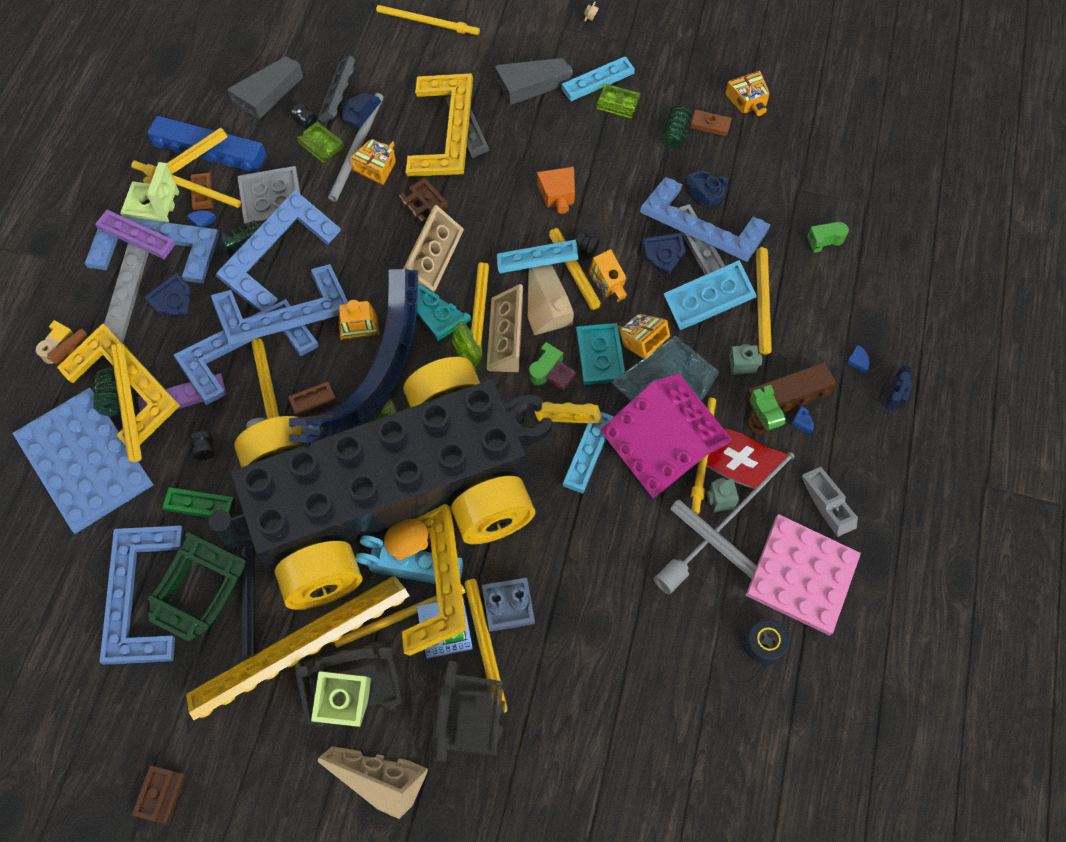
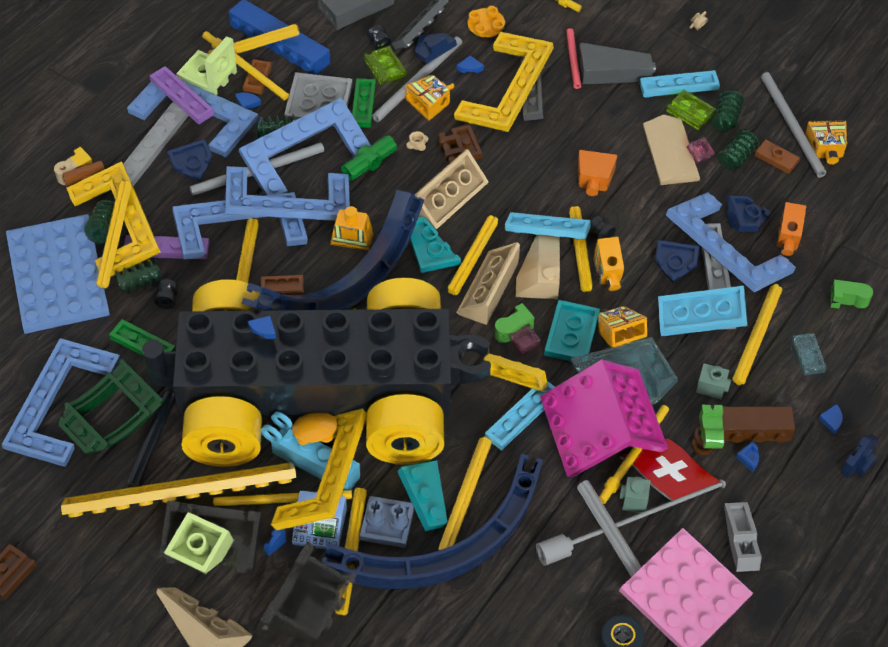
camera: 20 degrees right, 10 degrees down
(167, 437) = (139, 276): none -> clear green piece
(255, 273) = (276, 162): none -> light grey piece
(315, 185) = (364, 102): none -> green plate
(324, 462) = (263, 327): none -> blue tile
(343, 240) = (369, 157): none -> green piece
(381, 205) = (417, 141): none -> tan plate
(398, 70) = (486, 22): none -> light orange dish
(400, 117) = (470, 65): none -> blue tile
(410, 665) = (276, 542): none -> blue tile
(466, 345) = (444, 283): clear neon green plate -> none
(492, 82) = (573, 58): none -> coral piece
(532, 563) = (425, 492): none -> teal wing
(568, 551) = (466, 493): none -> yellow axle
(574, 634) = (446, 563): none -> dark blue piece
(615, 146) = (669, 150): none -> tan slope
(643, 137) = (700, 150): none -> clear pink plate
(652, 92) = (727, 110): none -> clear green piece
(712, 87) = (793, 125): none -> light grey piece
(753, 189) = (790, 228): none -> orange torso
(815, 304) = (809, 354): none -> clear light blue plate

